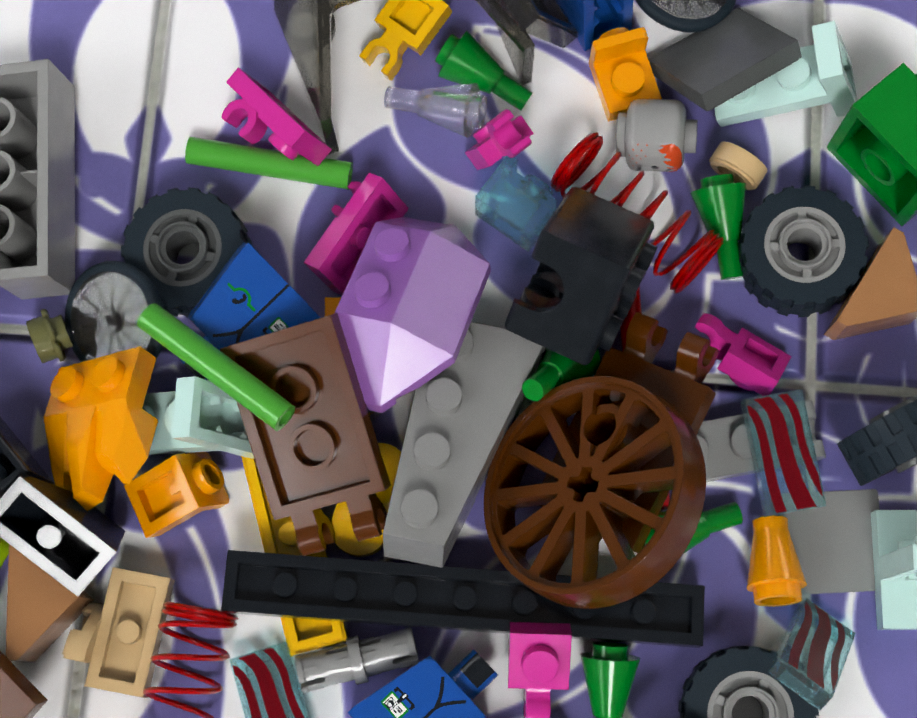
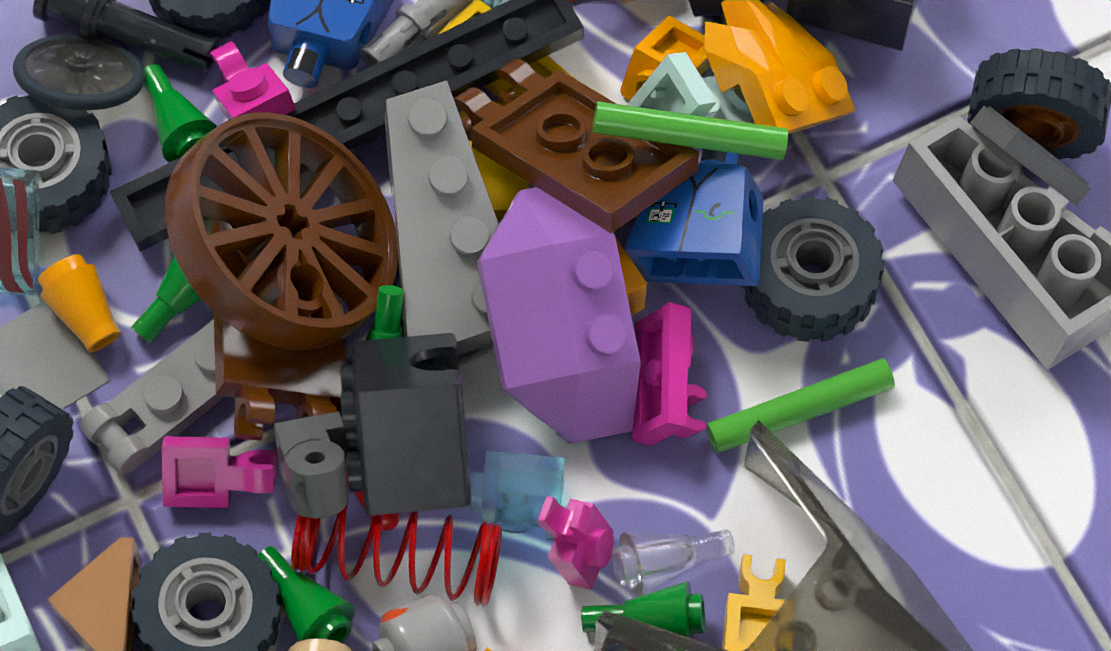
camera: 145 degrees right, 10 degrees down
(49, 336) = (885, 129): olive plate -> none
(106, 309) = (835, 170): clear smoke wheel -> none
(264, 109) = (822, 433): dark pink plate -> none
(679, 277) = (313, 464): none -> dark grey leg
(783, 453) = (122, 388): tile -> none

